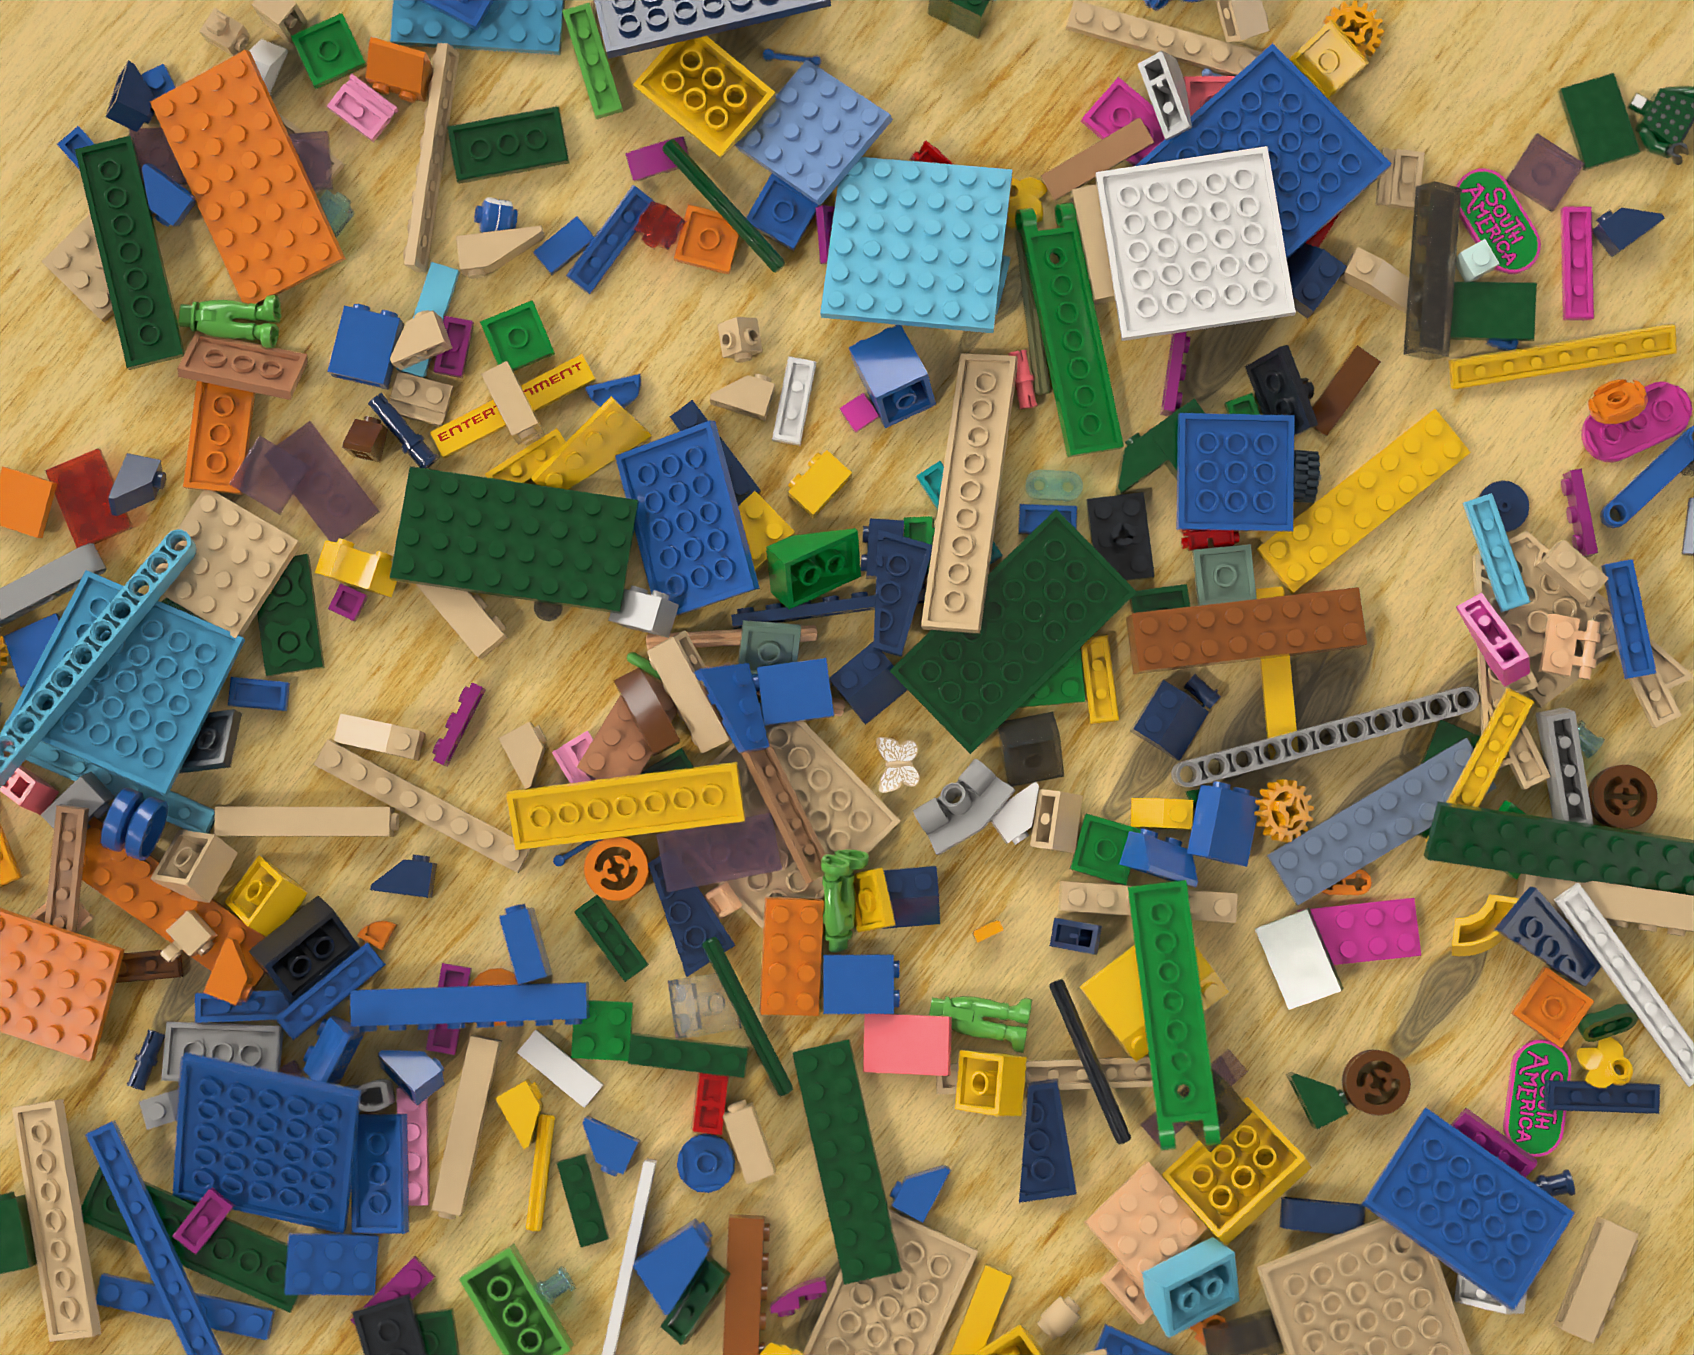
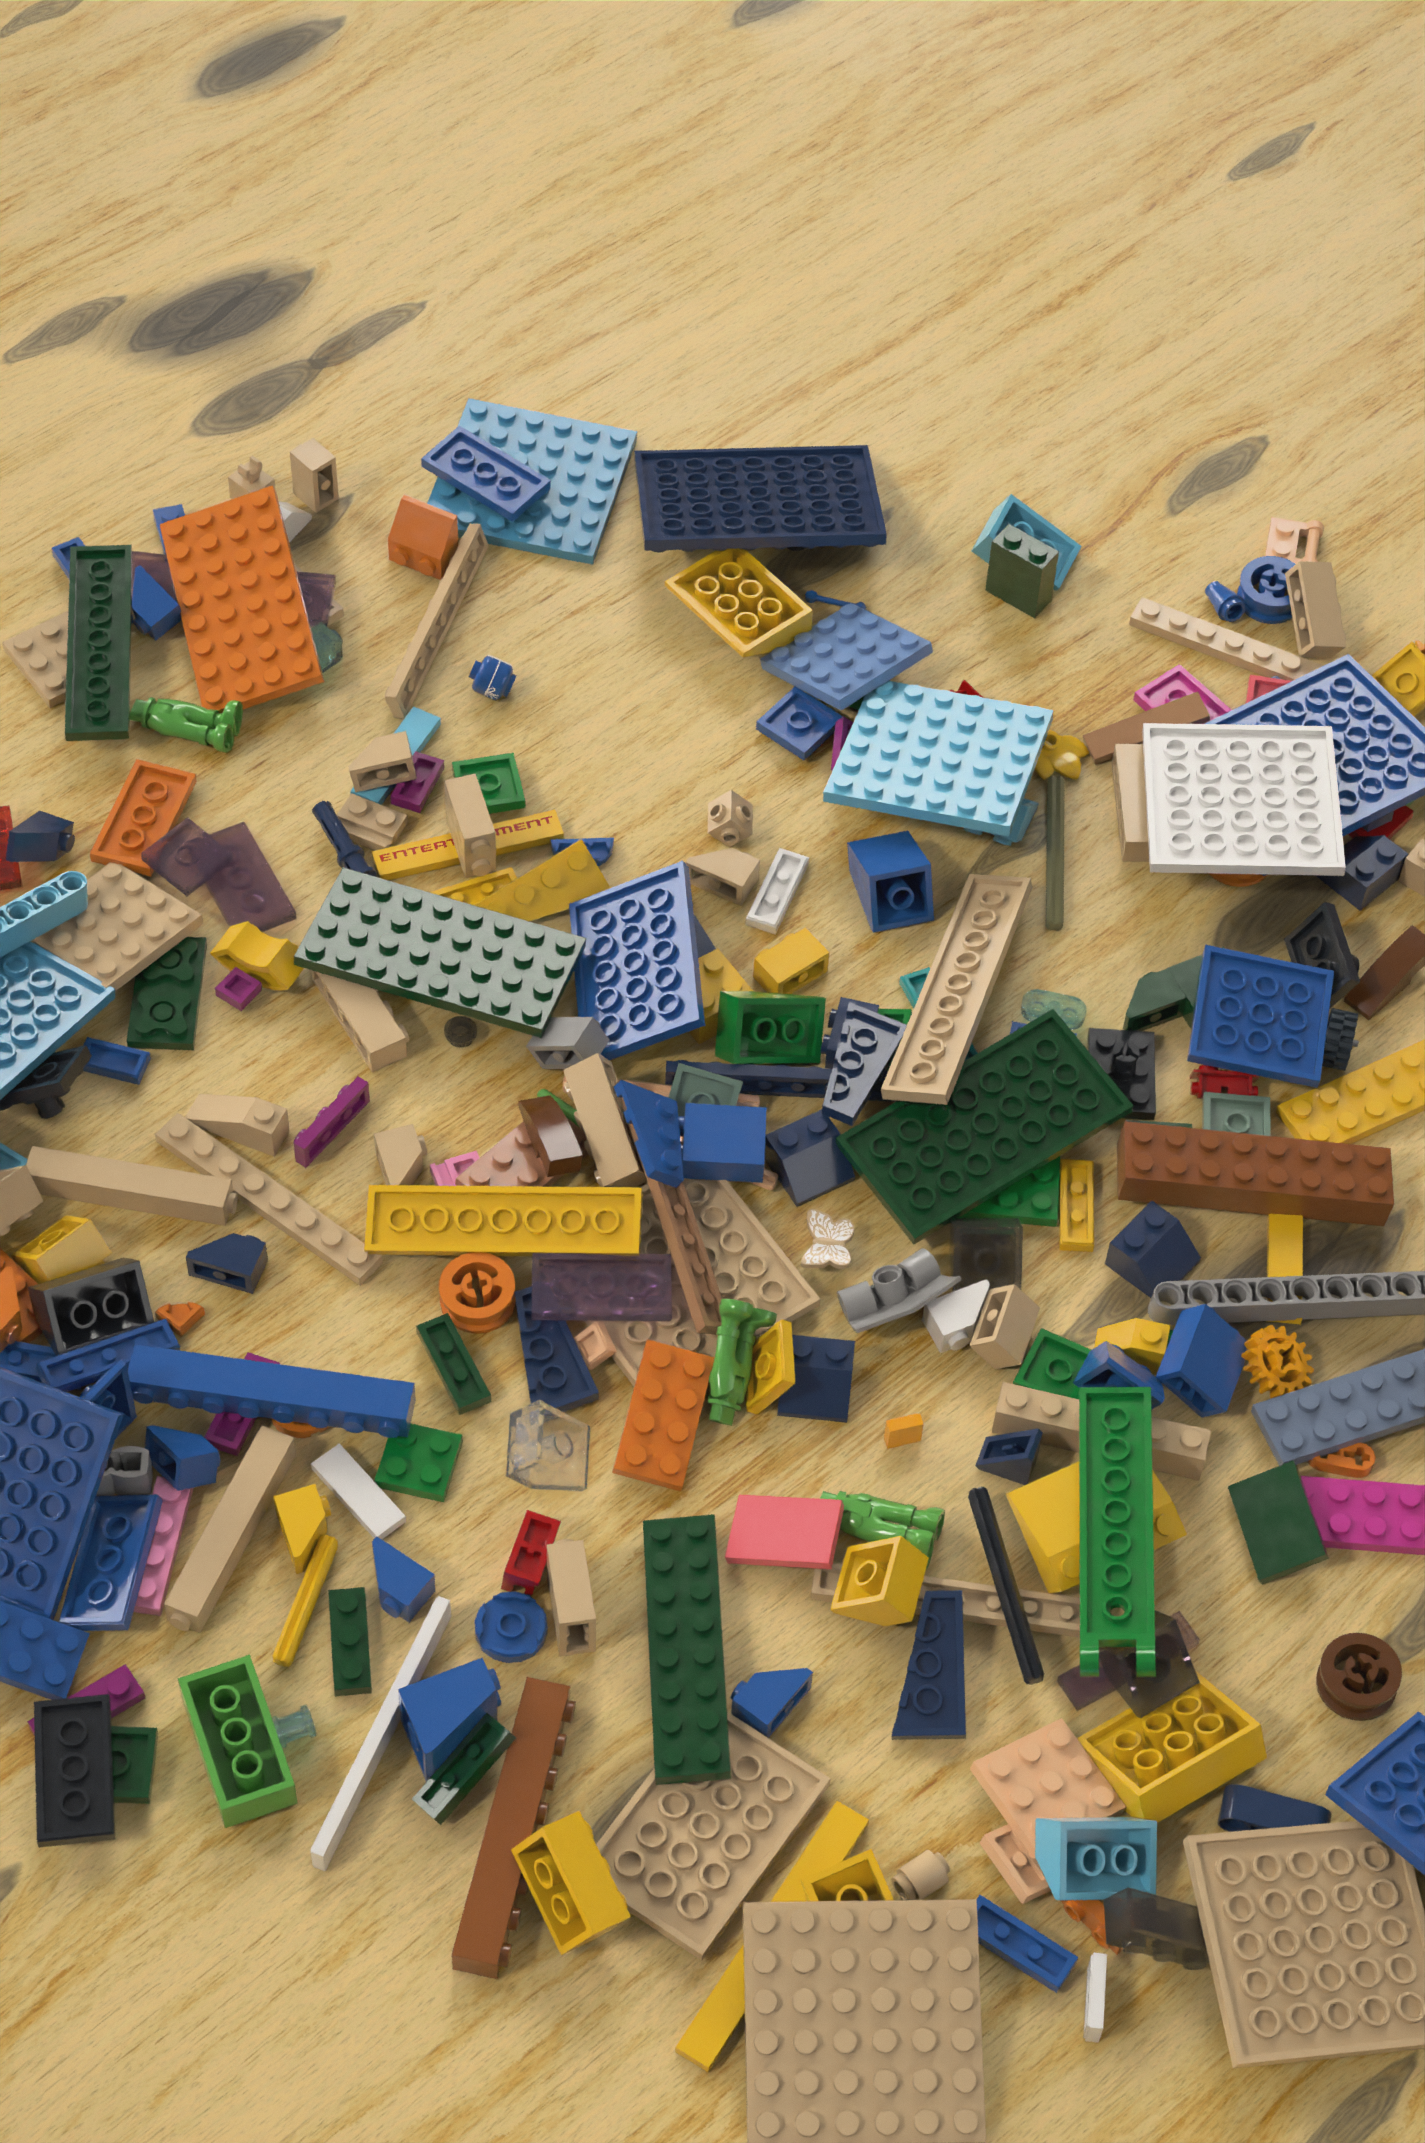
camera: 10 degrees right, 30 degrees down
(130, 99) = (139, 523): dark blue slope -> none
(242, 365) = (192, 758): nougat plate -> none
(328, 50) = (354, 520): green plate -> none
(362, 108) = (376, 570): bright pink plate -> none
(365, 346) = (319, 765): blue brick -> none
(366, 439) = (300, 844): reddish brown slope -> none
(491, 250) = (482, 705): tan slope -> none
(508, 144) = (520, 623): dark green piece -> none
(525, 943) = (351, 1331): blue brick -> none
(559, 860) = (412, 1279): blue hinge -> none
(564, 245) = (558, 717): blue tile -> none
(592, 61) = (626, 570): bright green plate -> none
(609, 240) = (609, 718): blue tile -> none
(652, 160) = (679, 655): magenta slope -> none
(659, 226) = (665, 710): clear red brick -> none
(688, 1055) = (510, 1493): dark green brick -> none
(706, 240) = (714, 734): orange plate -> none
(723, 205) = (738, 702): dark green axle -> none
(747, 1016) = (597, 1470): dark green axle -> none
(789, 1300) = (580, 1792): magenta slope -> none
(859, 412) = (847, 912): dark pink tile -> none
(860, 984) = (738, 1458): blue brick -> none
(1024, 381) = (1035, 912): coral pin -> none
(1070, 333) = (1094, 875): green hinge -> none
(1167, 93) = (1228, 675): light grey slope -> none
(1175, 372) = (1206, 924): magenta plate -> none
(1202, 691) = (1201, 1238): dark blue pin -> none
(1319, 1100) = (1283, 1681): dark green slope -> none

